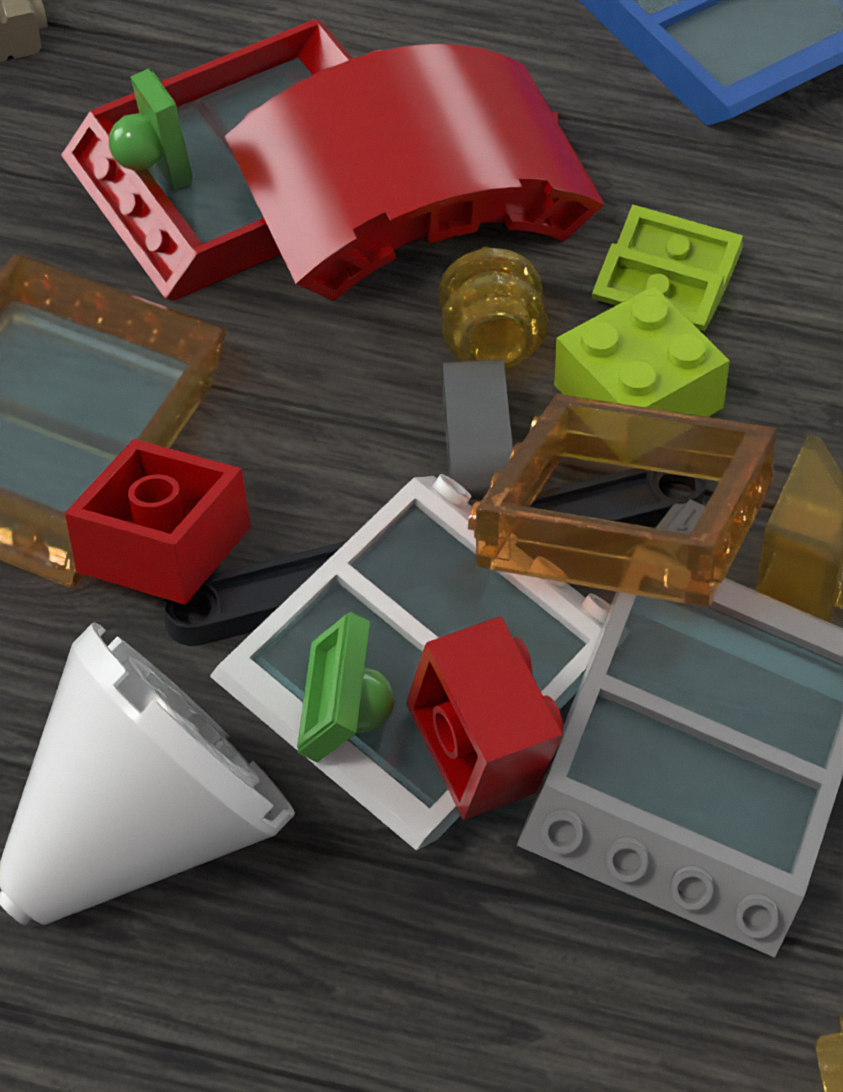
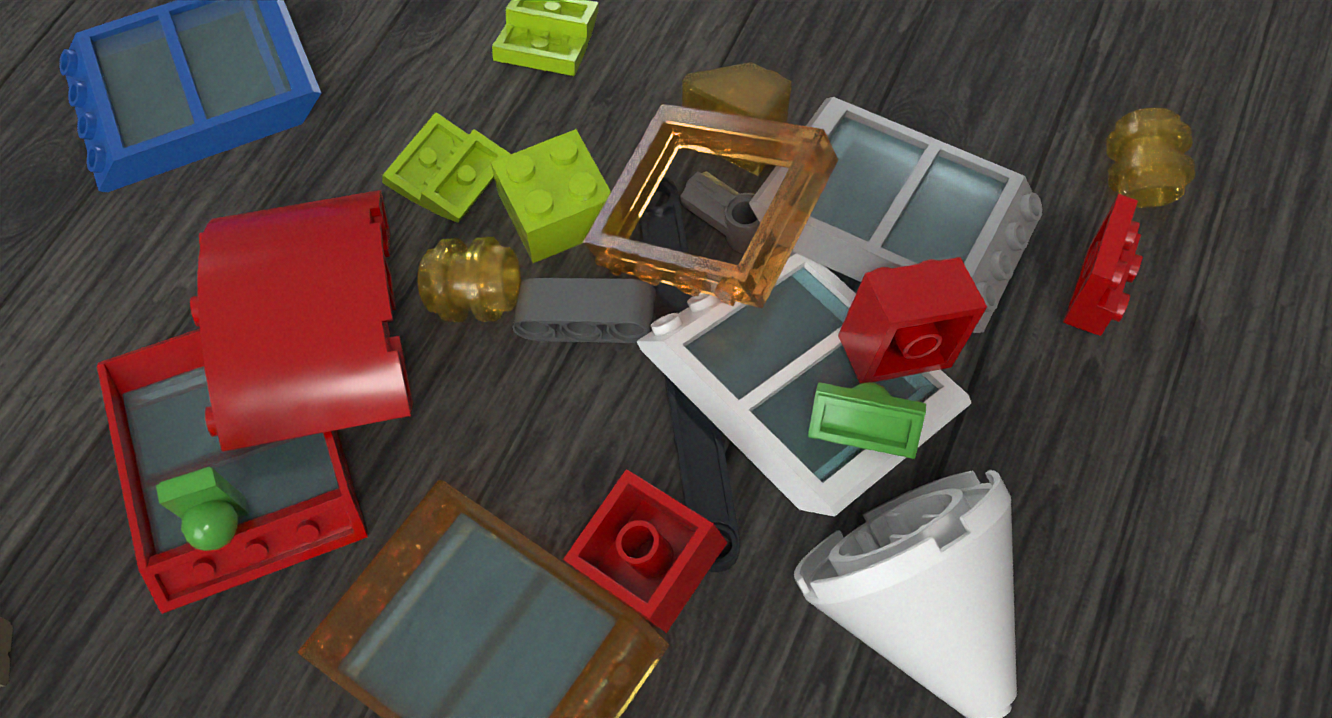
camera: 80 degrees left, 10 degrees up
(653, 991) = (1106, 269): none -> red plate

